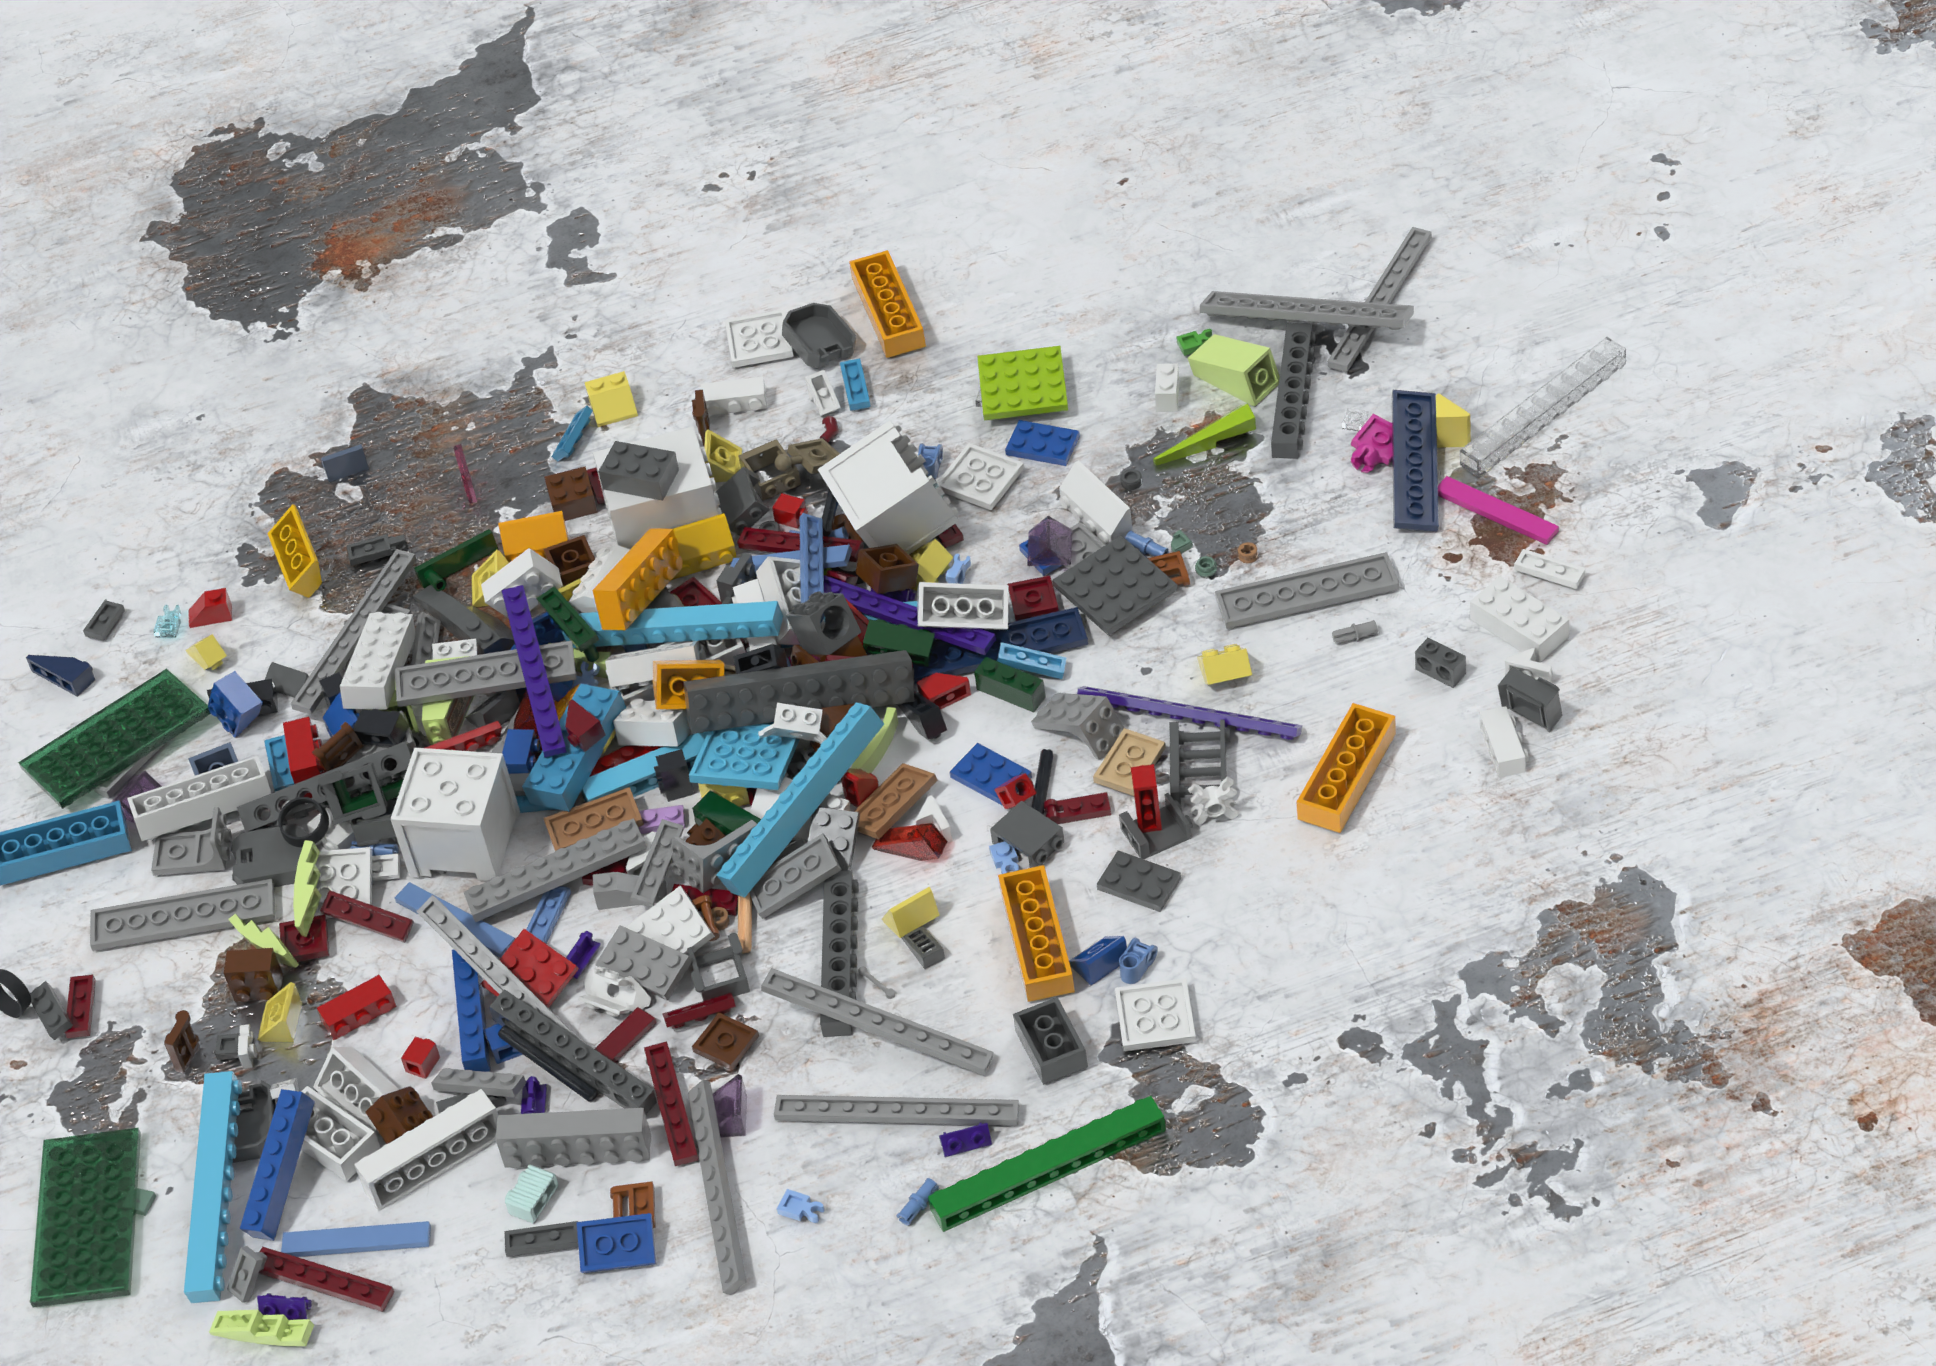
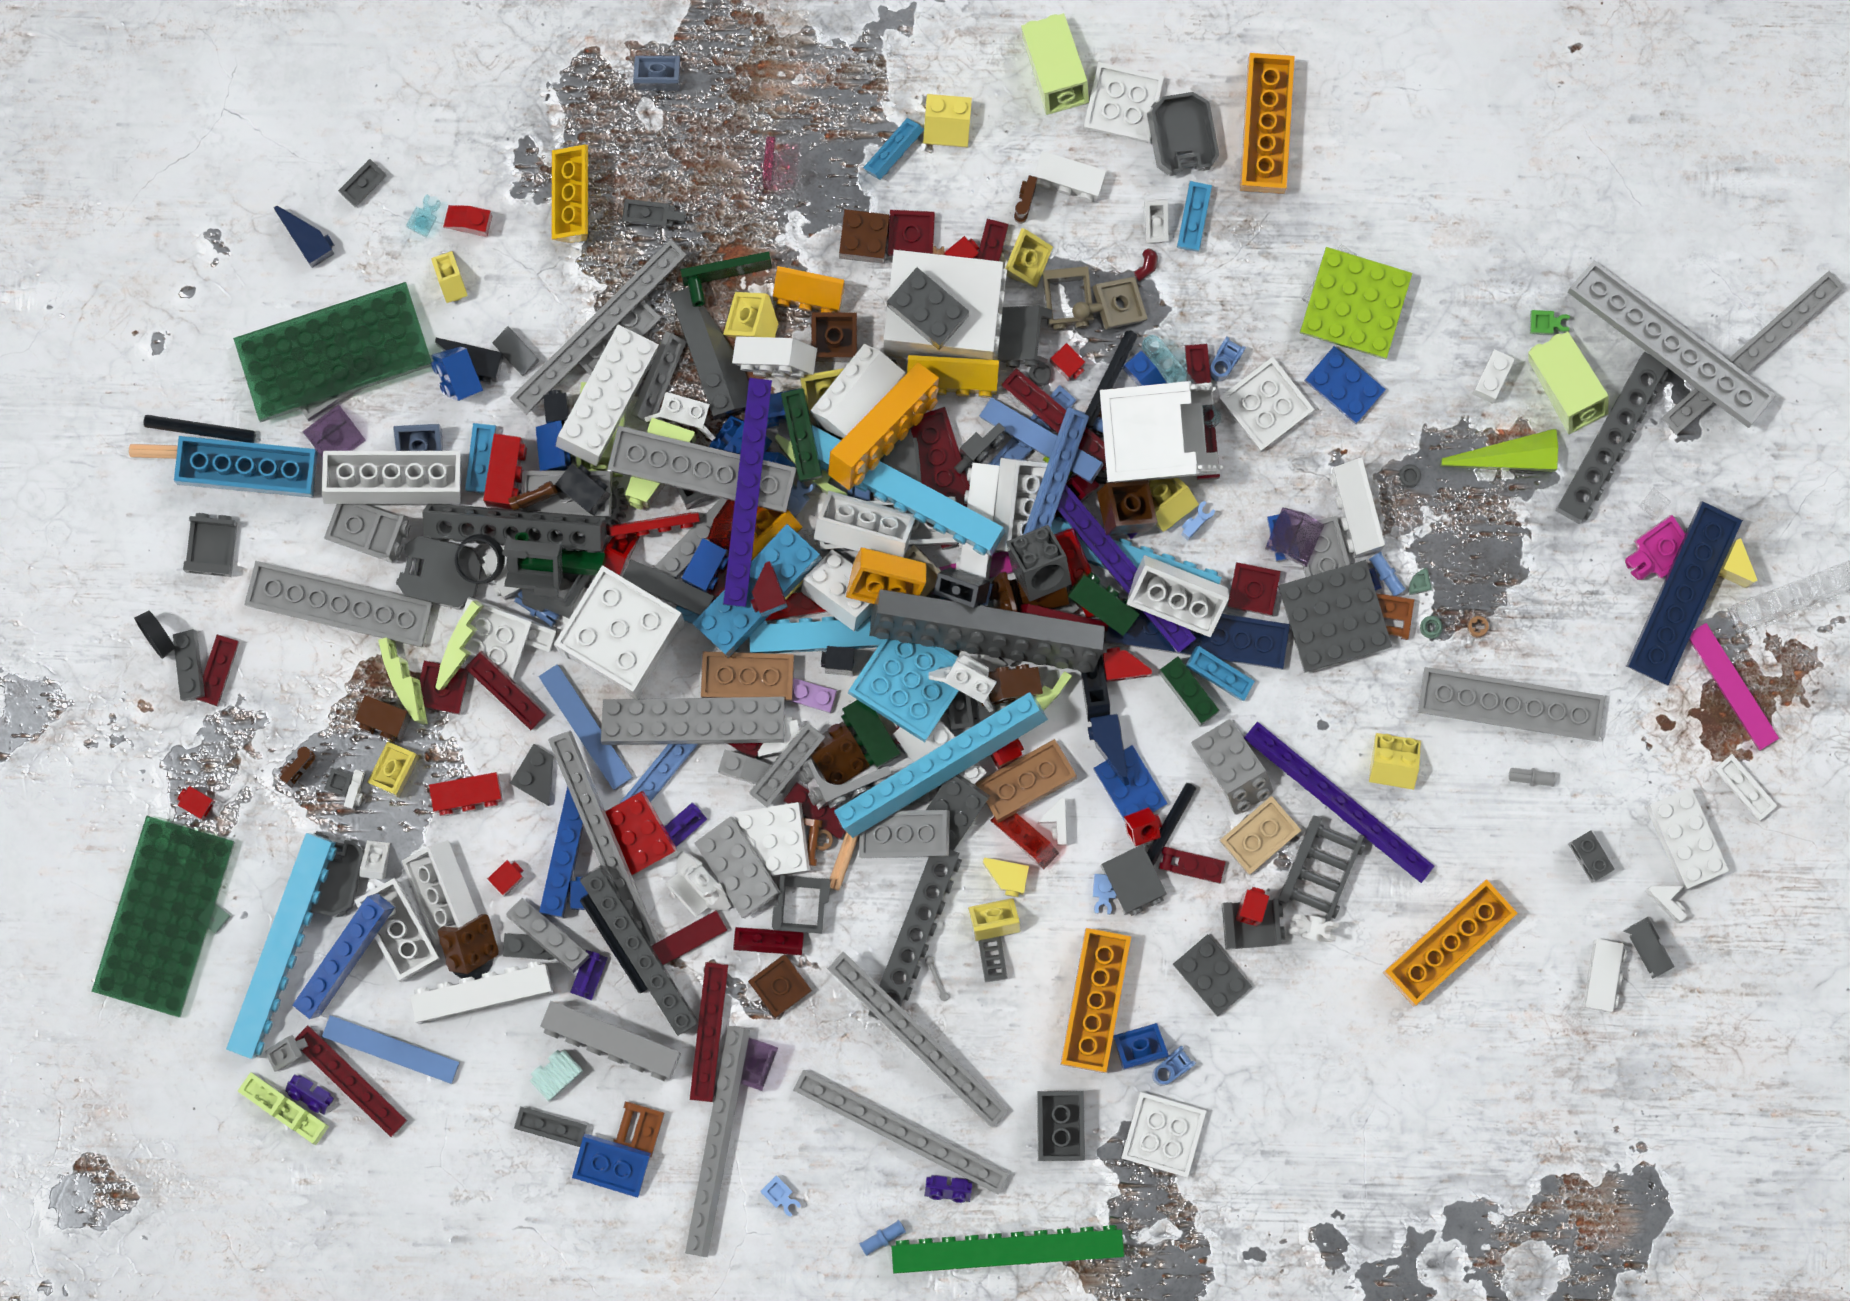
camera: 10 degrees right, 35 degrees up
(44, 916) = (211, 545): none -> dark grey panel
(91, 1113) = (195, 802): none -> red brick
(420, 973) = (535, 774): none -> dark grey wing
(689, 333) = (1055, 63): none -> yellowish green slope
(904, 875) = (1007, 875): none -> light yellow slope
(955, 743) = (1109, 742): none -> dark blue slope

